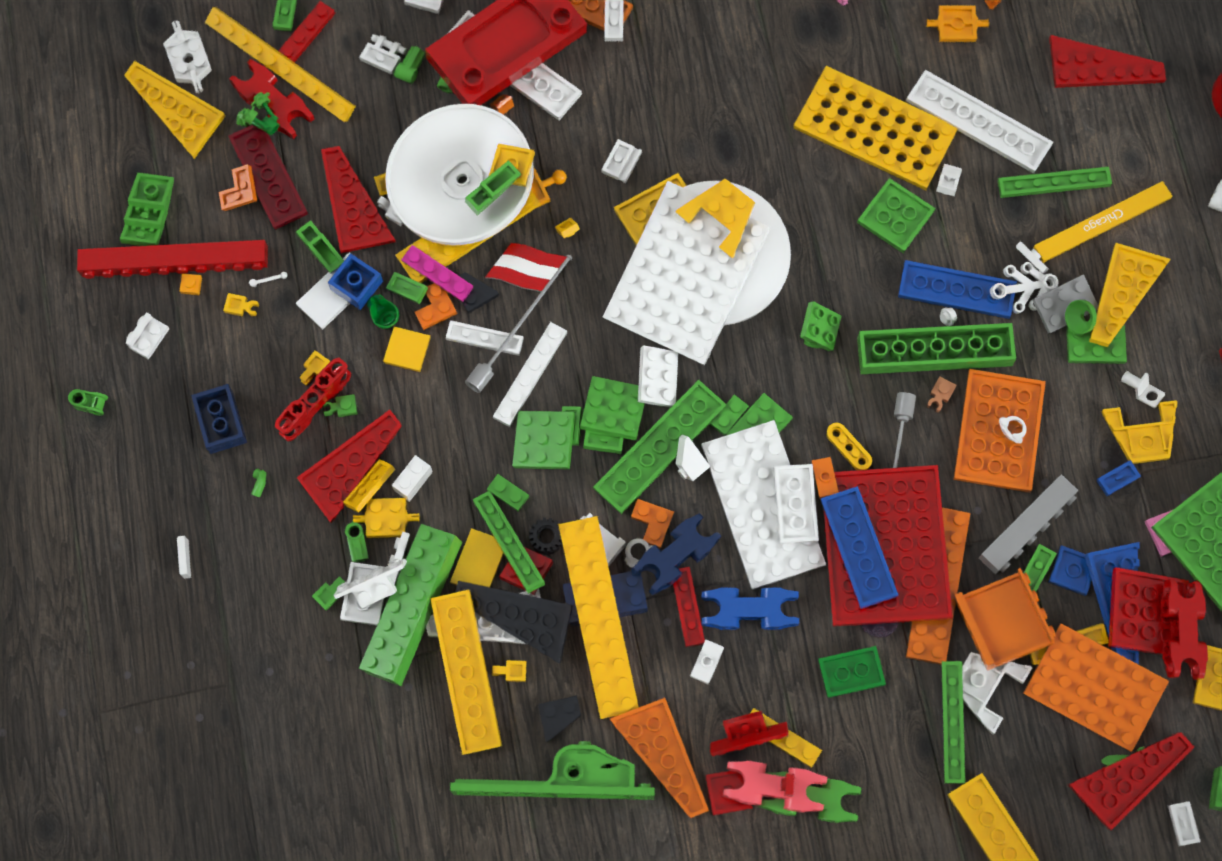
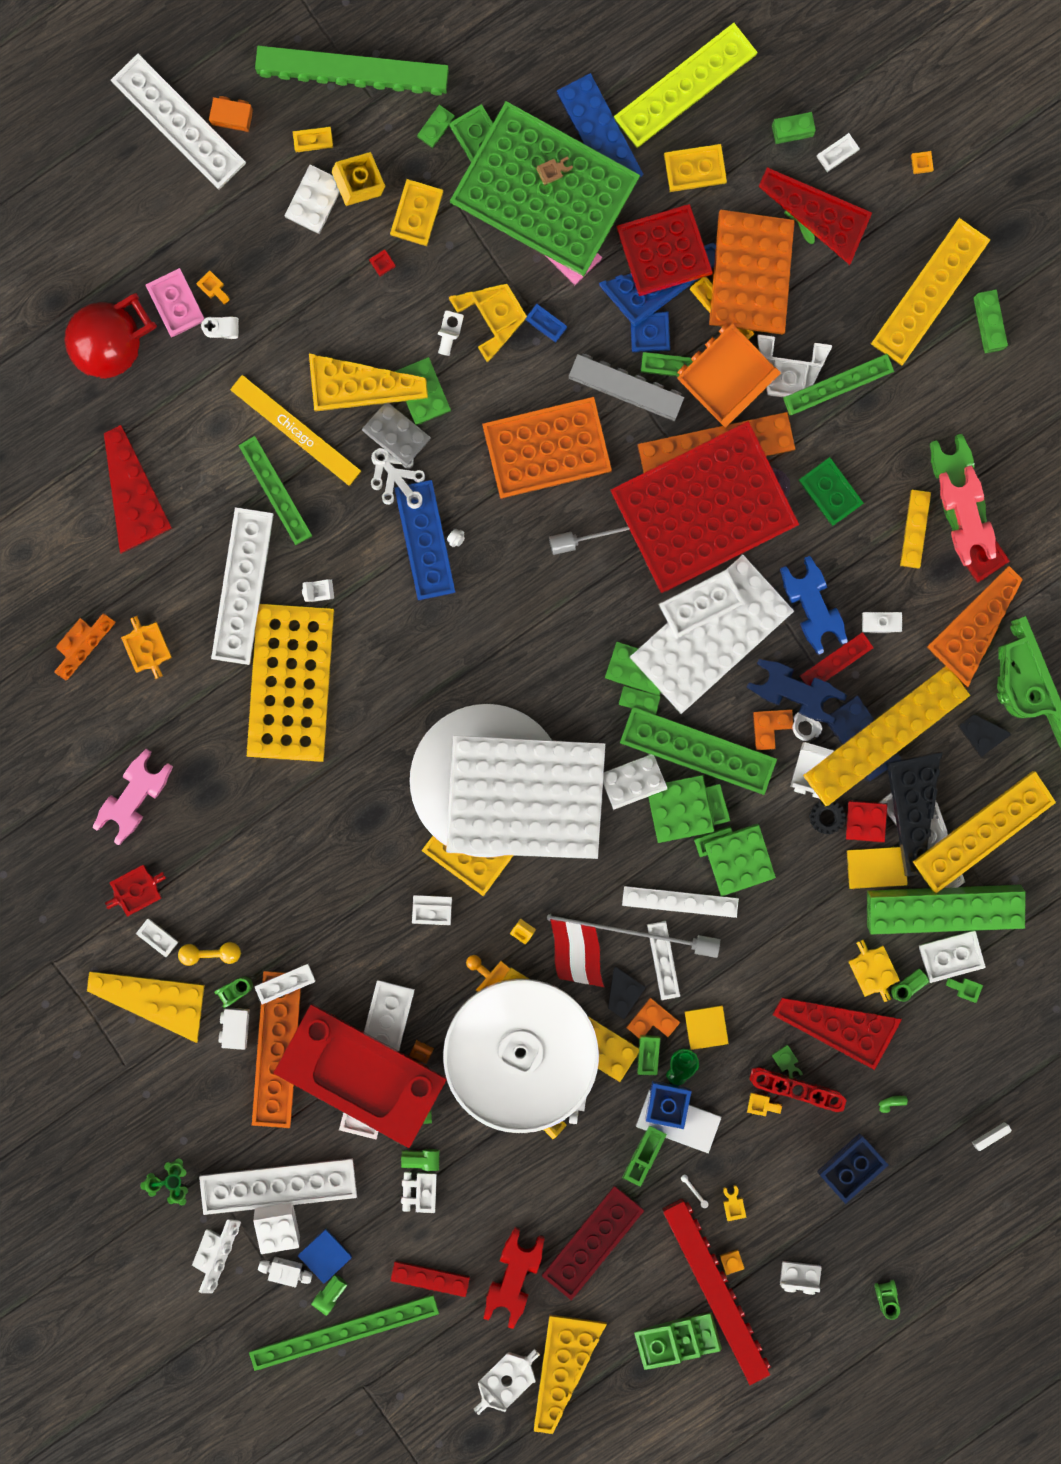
camera: 120 degrees left, 15 degrees up
(243, 189) = (621, 1257): orange plate -> none
(247, 117) = (549, 1285): plant -> none
(280, 64) = (474, 1288): yellow plate -> none
(354, 213) = (595, 1140): red wing -> none
(369, 485) = (853, 999): yellow plate -> none
(373, 586) = (948, 950): white bracket -> none
(400, 545) = (913, 941): white plate -> none
(412, 478) = (829, 963): white brick -> none
(437, 273) = (624, 1032): dark pink plate -> none
(492, 187) = (528, 1014): bright green slope -> none
(508, 493) = (801, 870): bright green plate -> none
(508, 542) = (851, 847): bright green plate -> none
(514, 671) = (961, 791): yellow plate -> none
(519, 157) = (495, 1008): yellow tile -> none
(689, 459) = (702, 717): white slope -> none
(727, 206) = (453, 785): yellow wing -> none
(746, 732) = (929, 560): red bracket -> none
(787, 784) = (967, 503): red plate -> none
(820, 327) = (519, 651): bright green plate -> none
(824, 477) = (666, 587): orange plate -> none
(846, 439) = (627, 570): yellow plate -> none
(859, 547) = (720, 529): blue plate -> none
(896, 215) = (374, 626): bright green plate -> none
(936, 348) = (495, 535): bright green brick -> none
(942, 392) = (530, 515): nougat plate -> none
(1017, 438) = (542, 445): white piece -> none
(1033, 256) = (362, 482): white plate -> none
(1075, 316) = (412, 416): bright green piece -> none
(1184, 630) = (669, 212): red piece -> none

